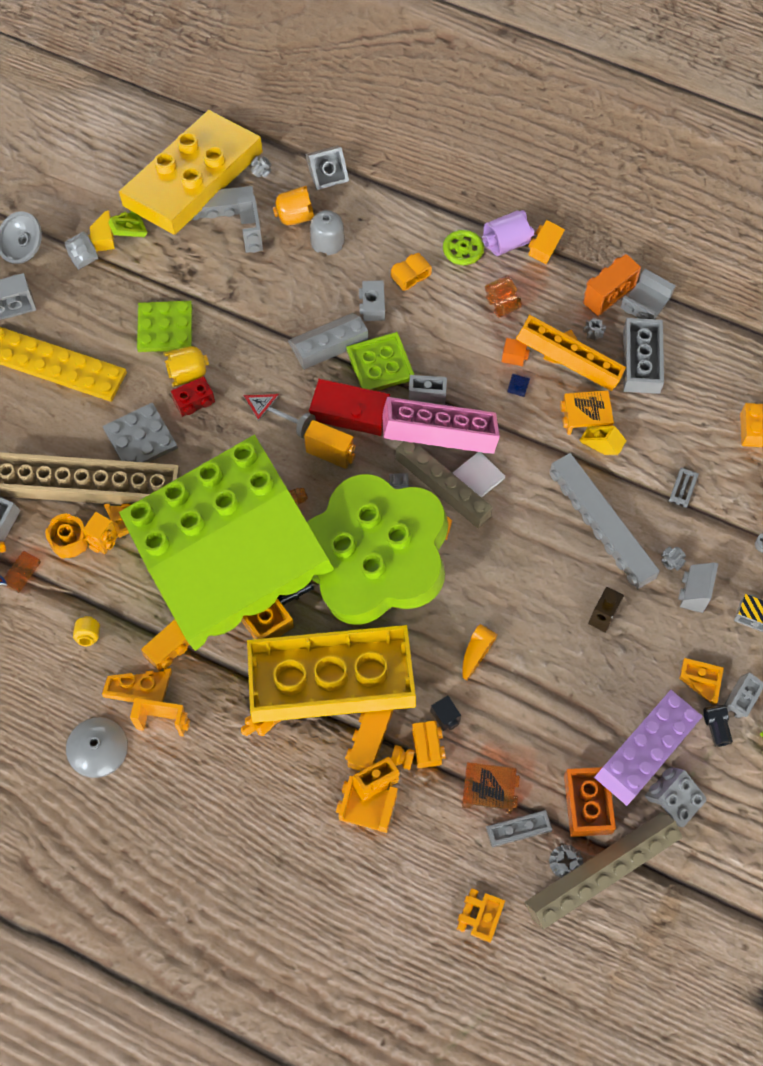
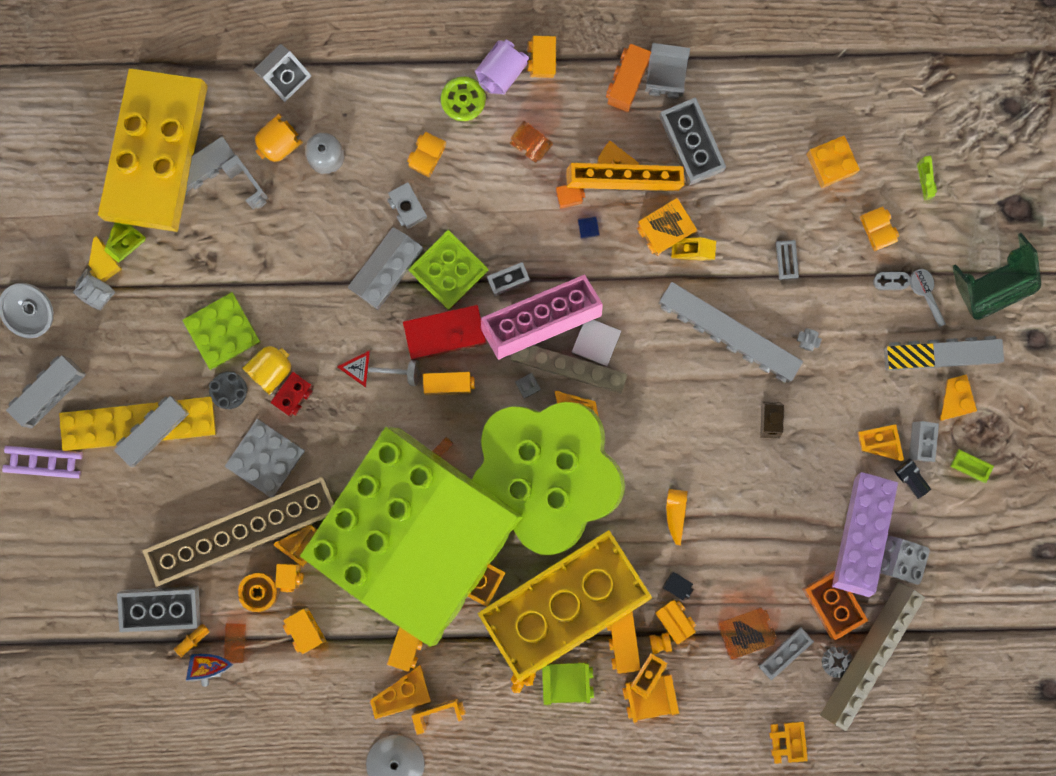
camera: 25 degrees left, 20 degrees up
(58, 367) = (151, 431): none -> light grey brick
(85, 585) = (304, 631): none -> light orange brick
(86, 631) = (327, 669): yellow head -> none
(142, 370) = (228, 390): none -> dark grey dish
(261, 166) = (216, 106): light grey gear -> none
(294, 751) = (567, 683): none -> lime panel
(594, 329) = (637, 132): light grey gear -> none
(698, 586) = (842, 358): light grey slope -> none

